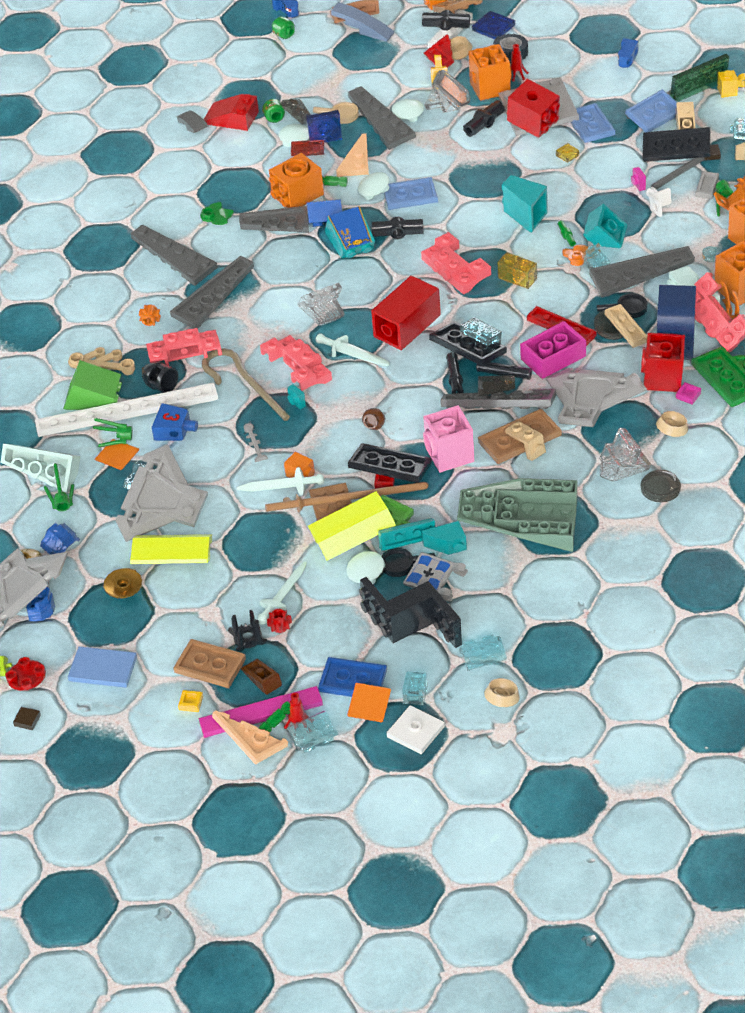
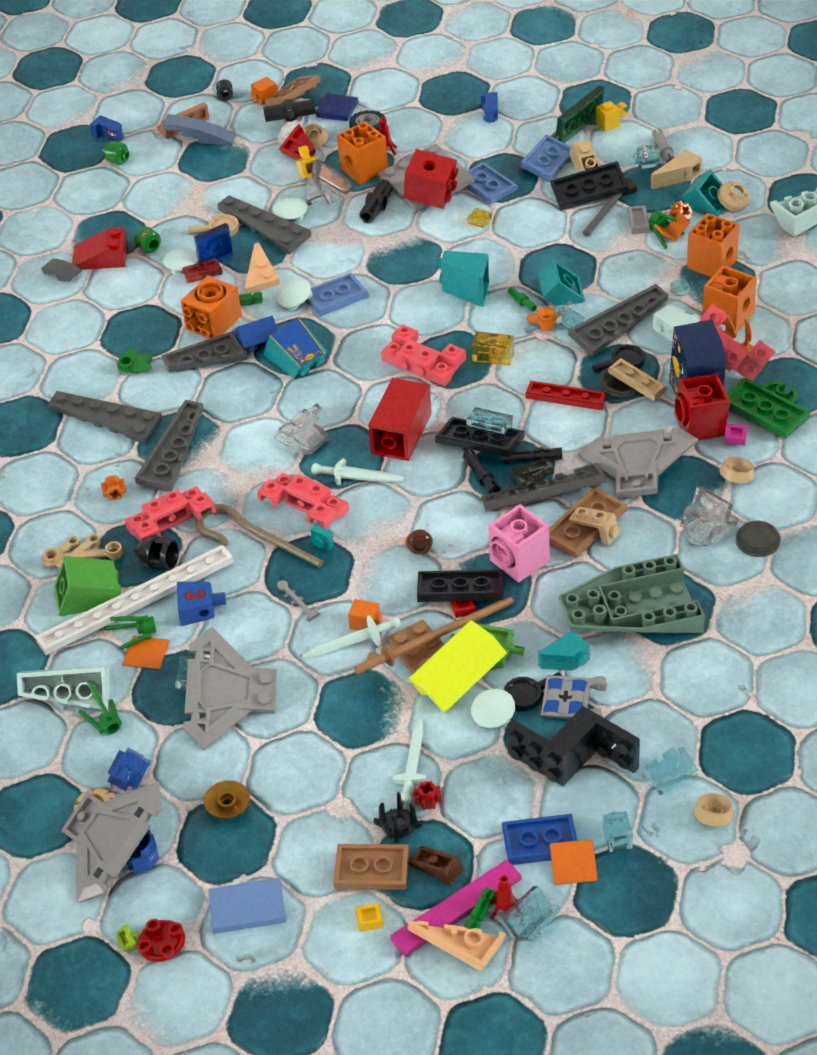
camera: 20 degrees left, 0 degrees up
(26, 718) = (185, 993): dark brown tile -> none
(171, 549) = (263, 745): neon yellow slope -> none
(296, 109) = (174, 234): clear smoke wing -> none
(397, 227) = (343, 332): black piece -> none
(403, 534) = (519, 660): teal plate -> none
(415, 729) = (640, 879): white plate -> none
(553, 350) = (575, 422): dark pink brick -> none
(638, 179) = (568, 228): dark pink plate -> none
(658, 199) = (599, 244): white bracket -> none

